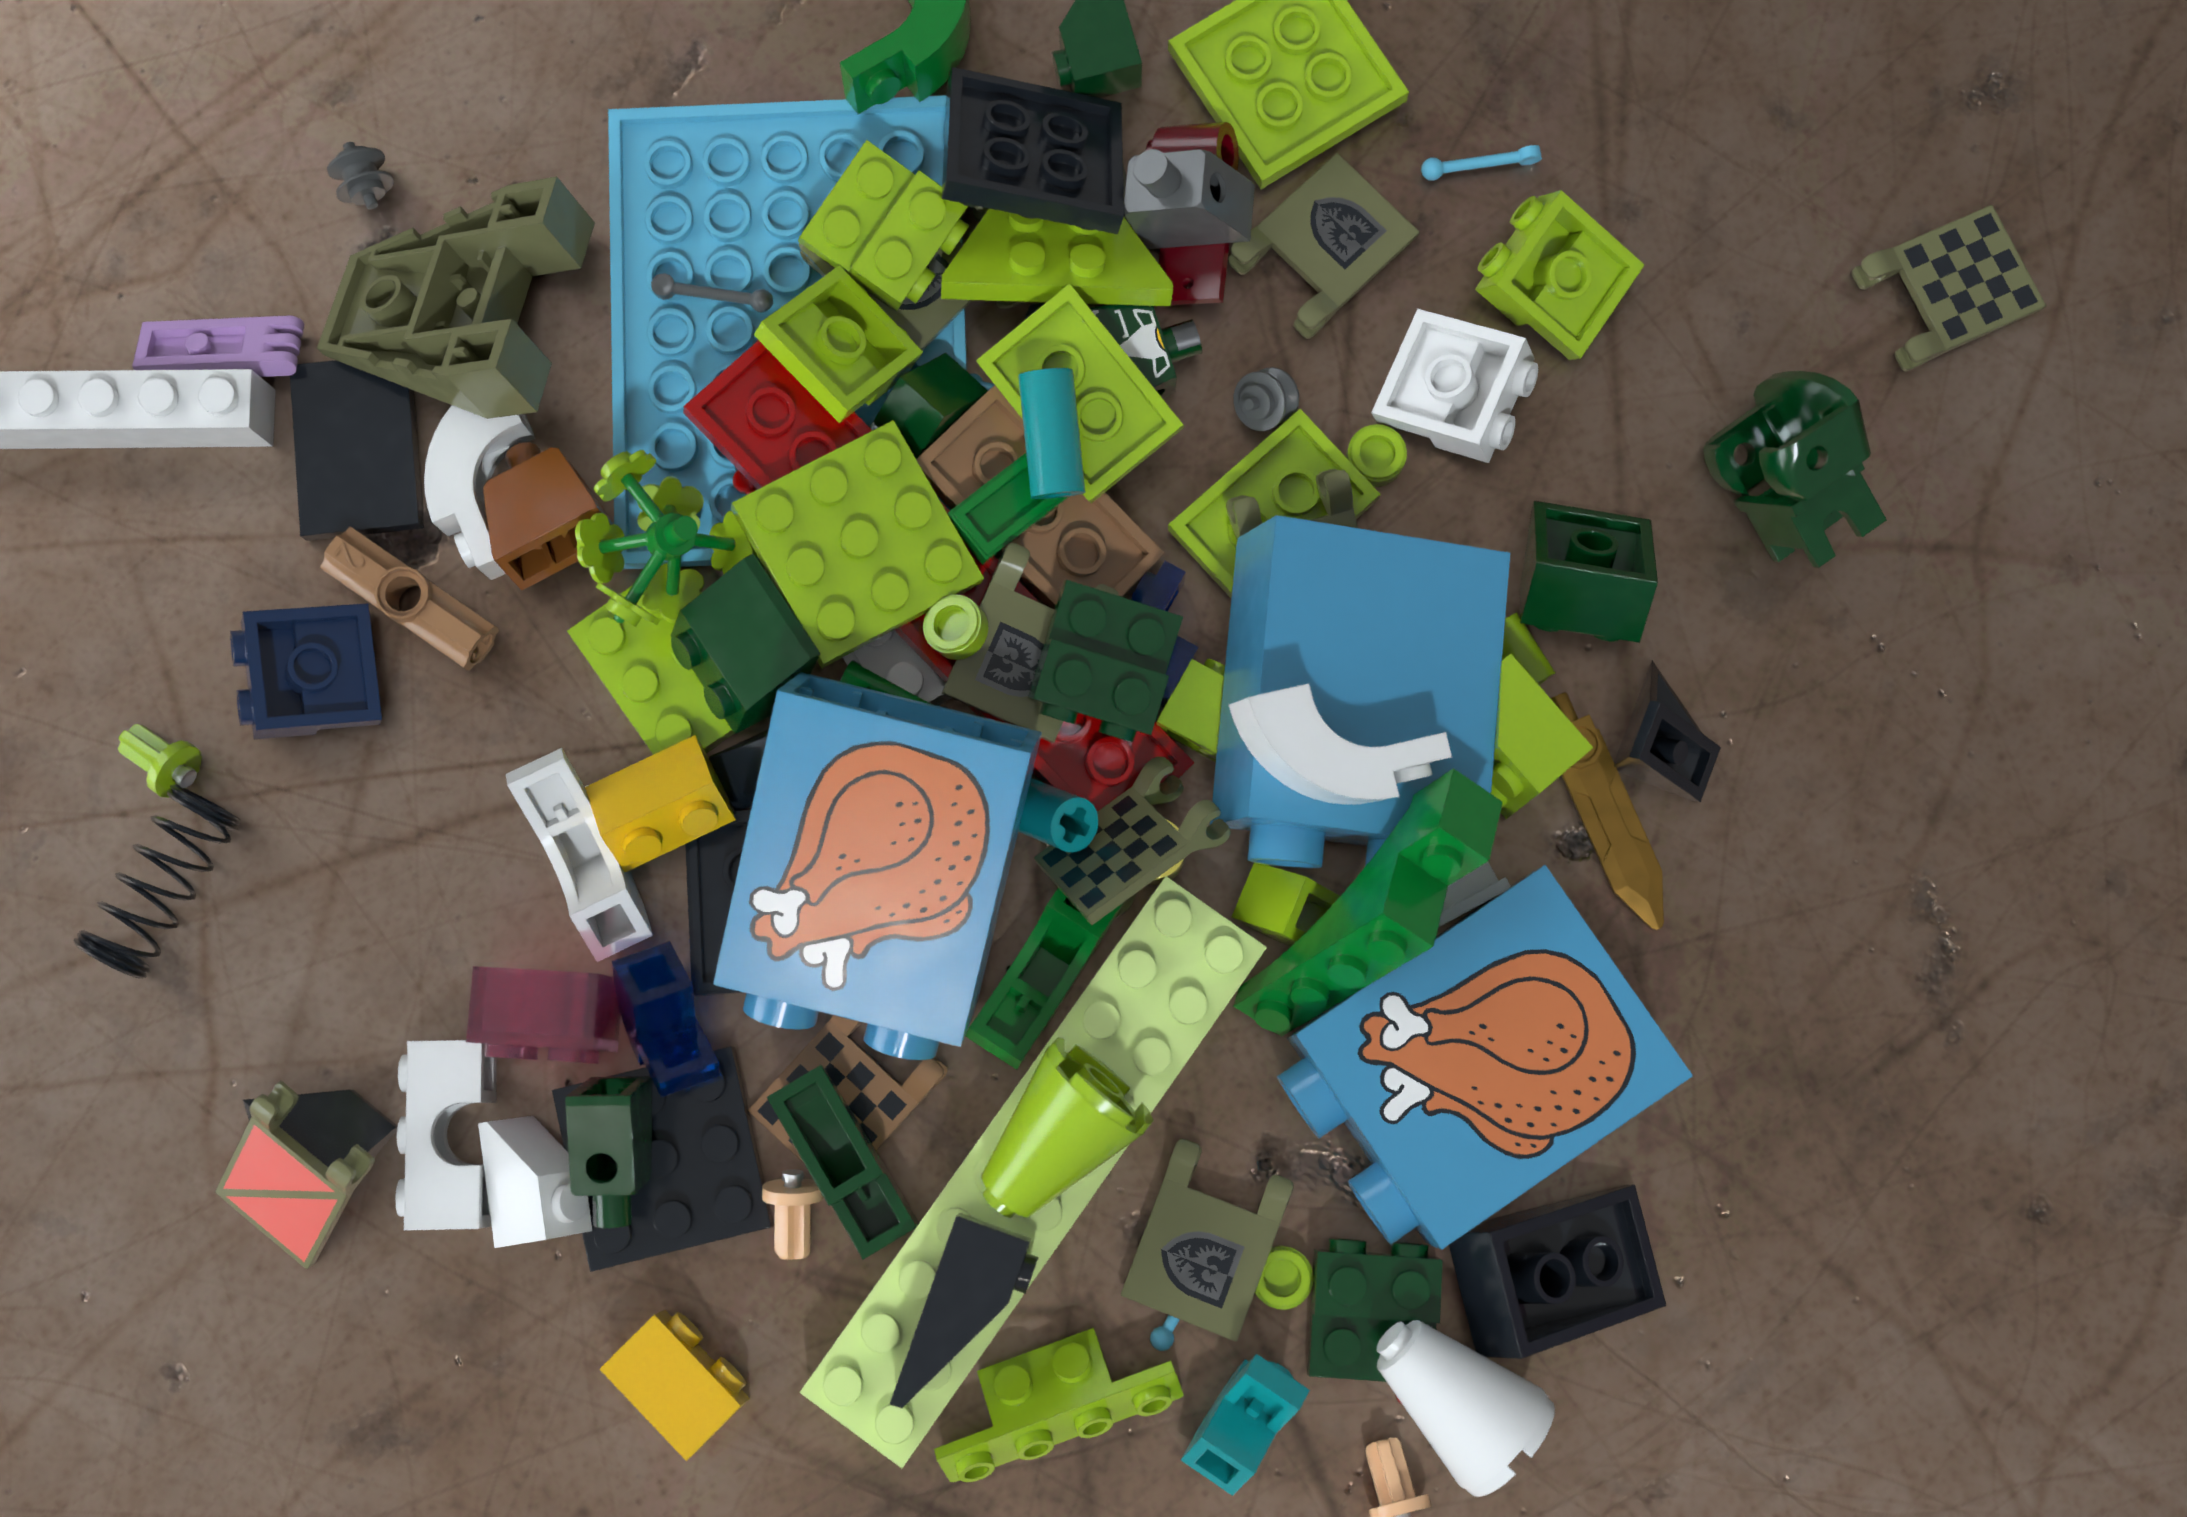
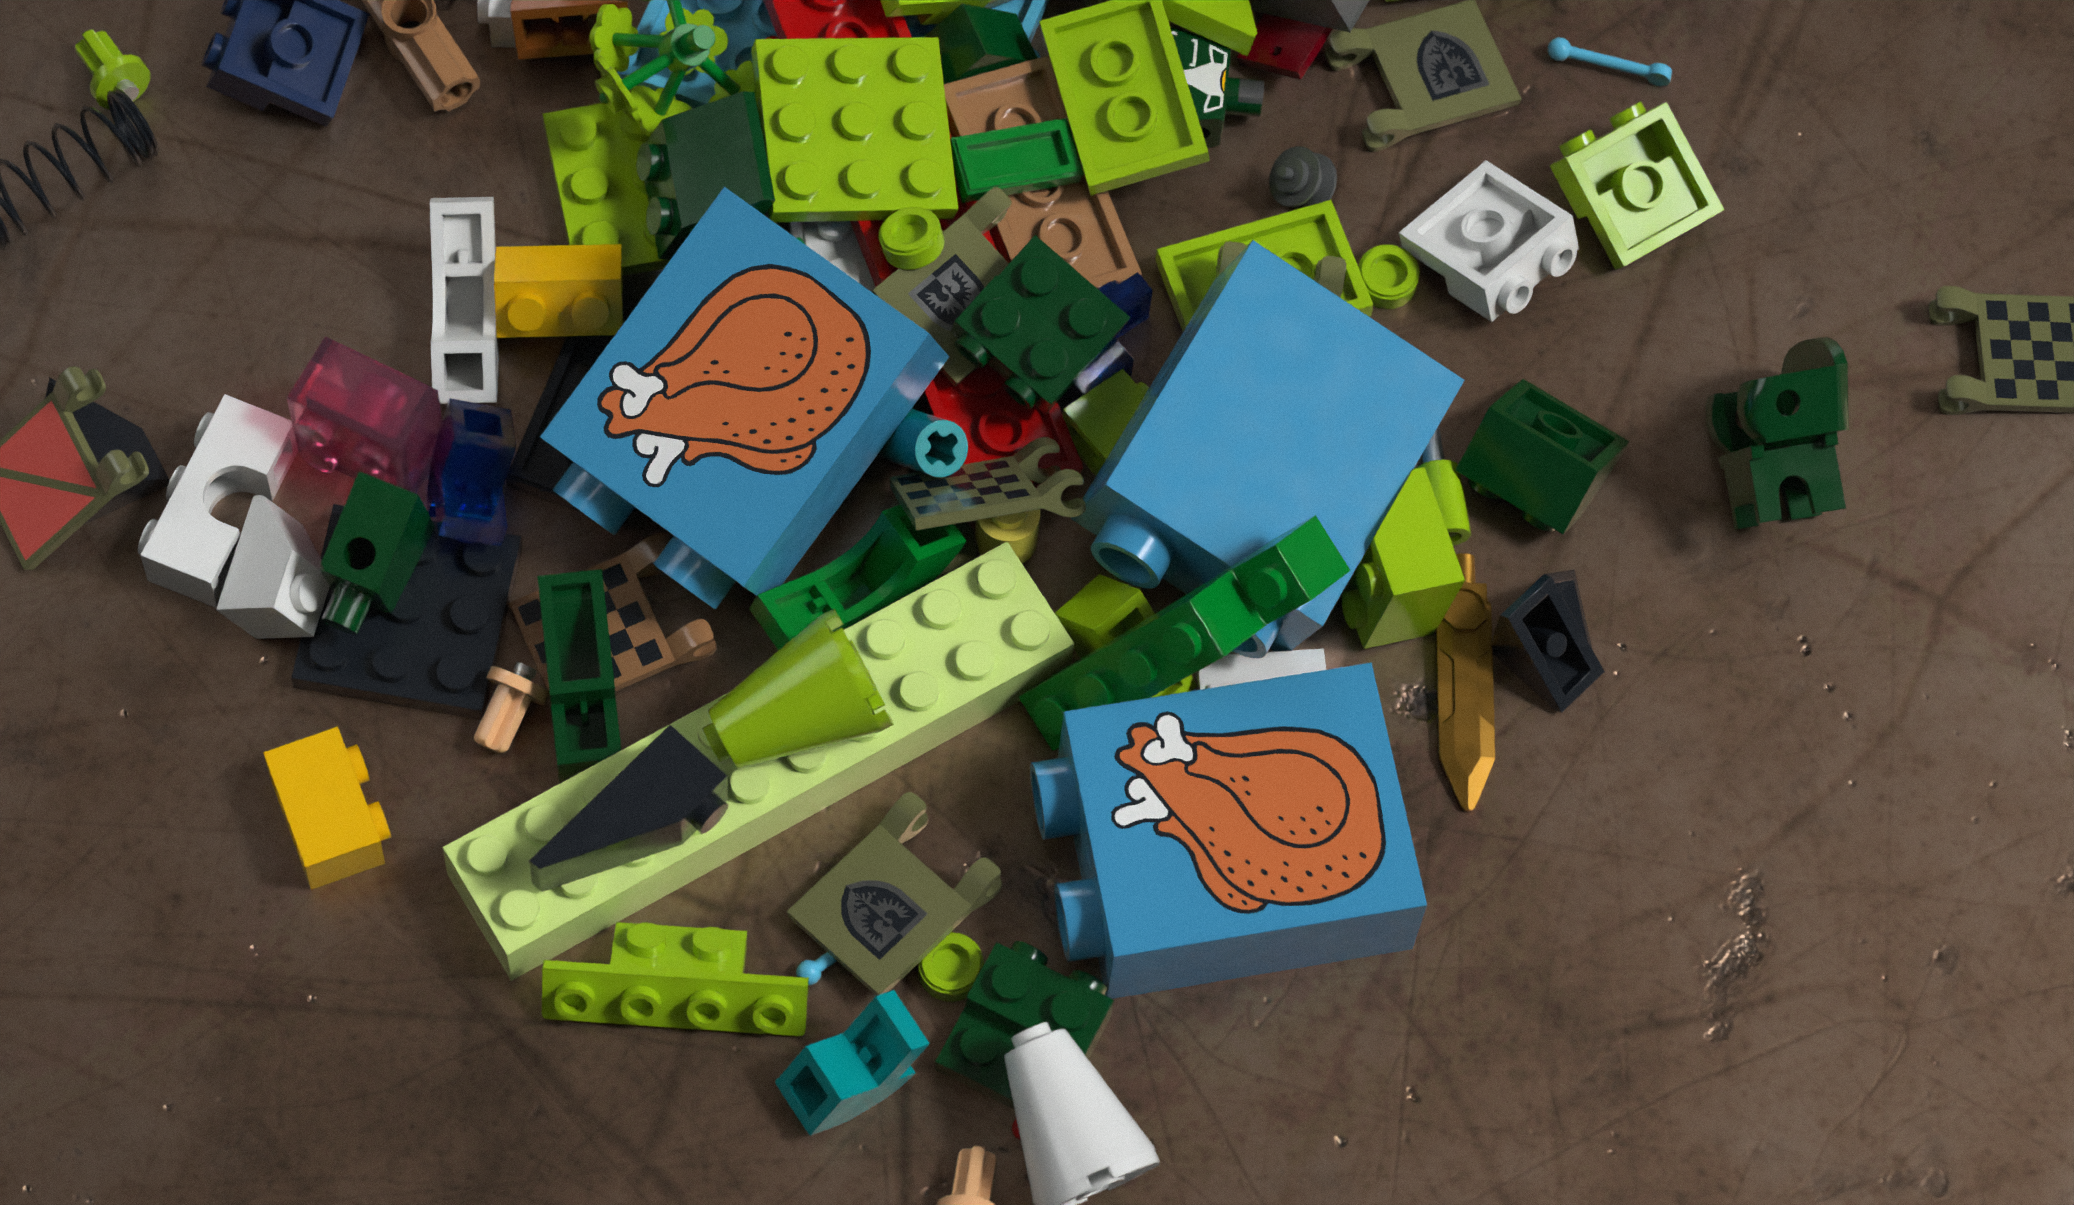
camera: 15 degrees right, 15 degrees down
(1051, 433) = (1080, 106): teal piece -> none
(1310, 758) = (1196, 464): white arch -> none
(1556, 1273) = (1222, 1064): black slope -> none

